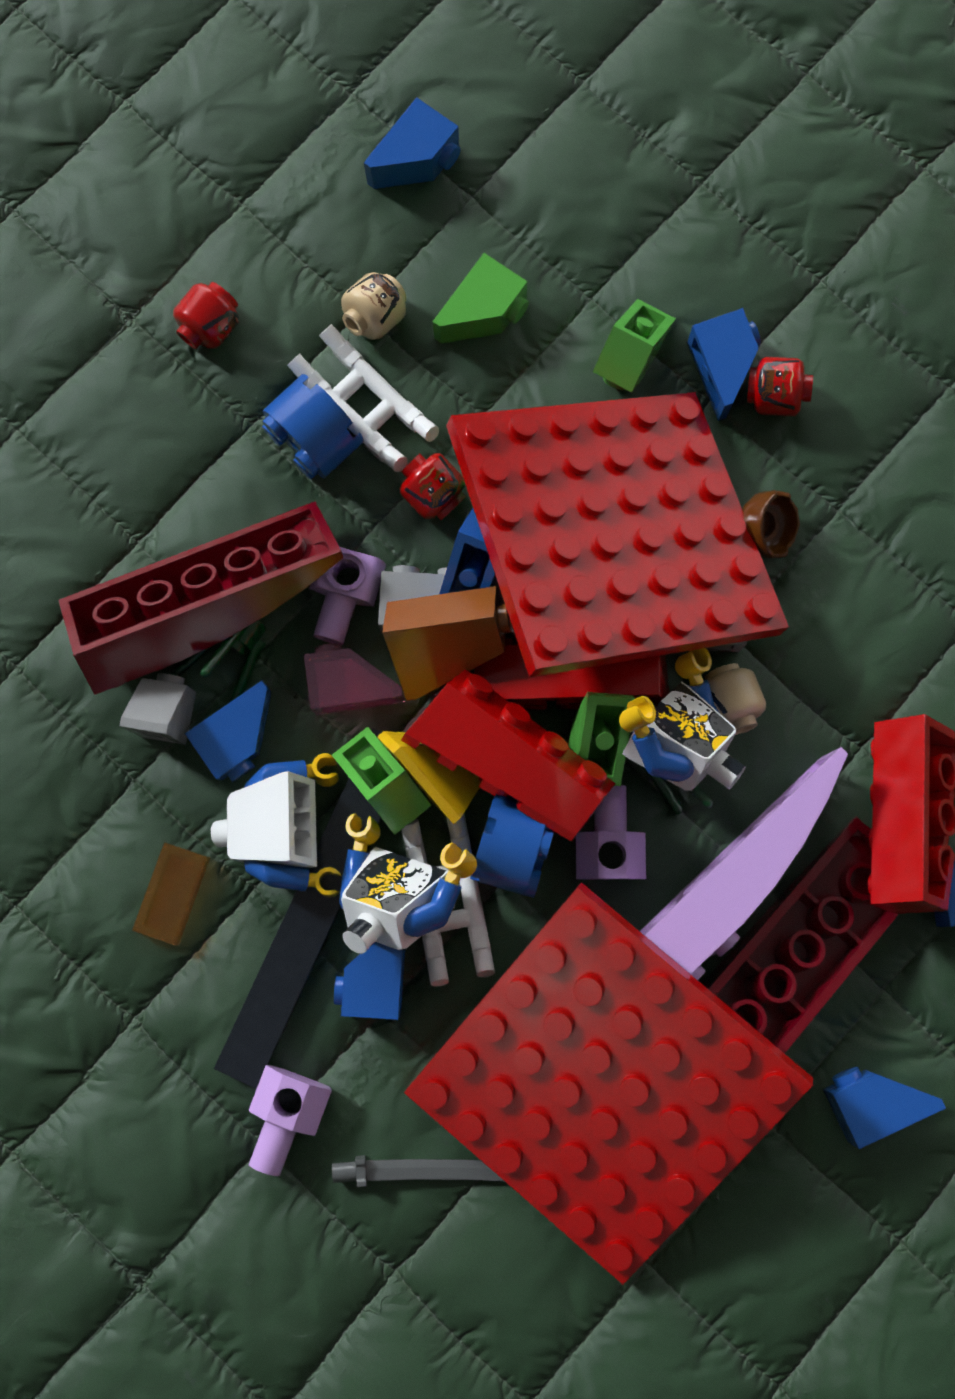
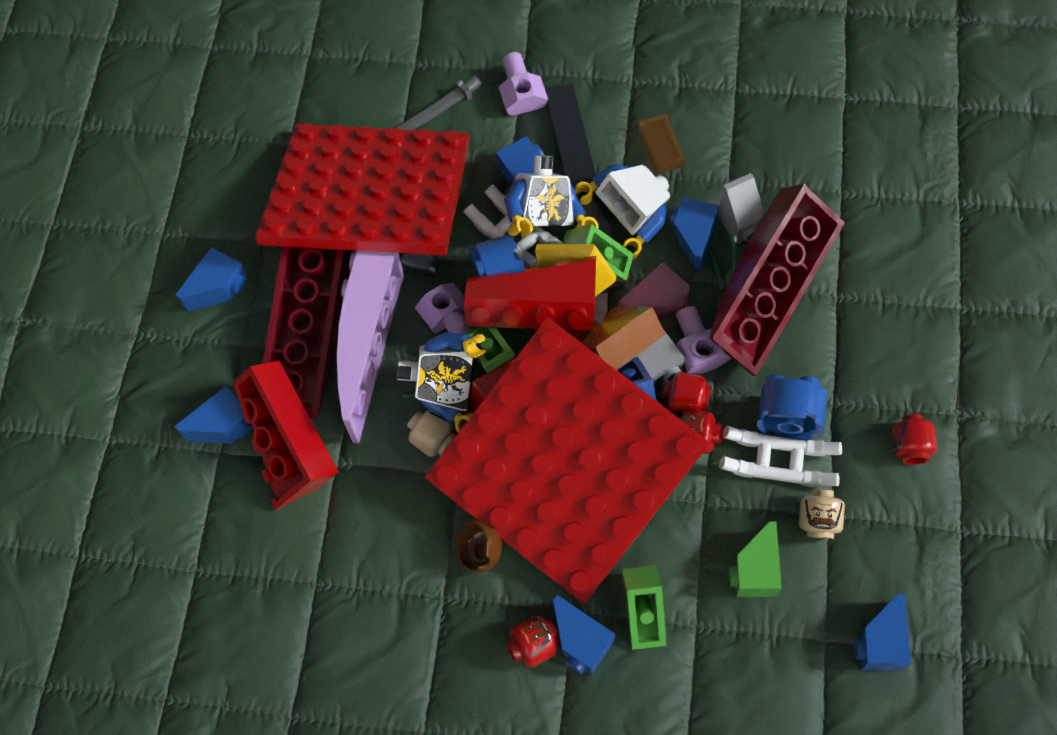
camera: 145 degrees right, 15 degrees down
(408, 534) = (687, 393): none -> red head

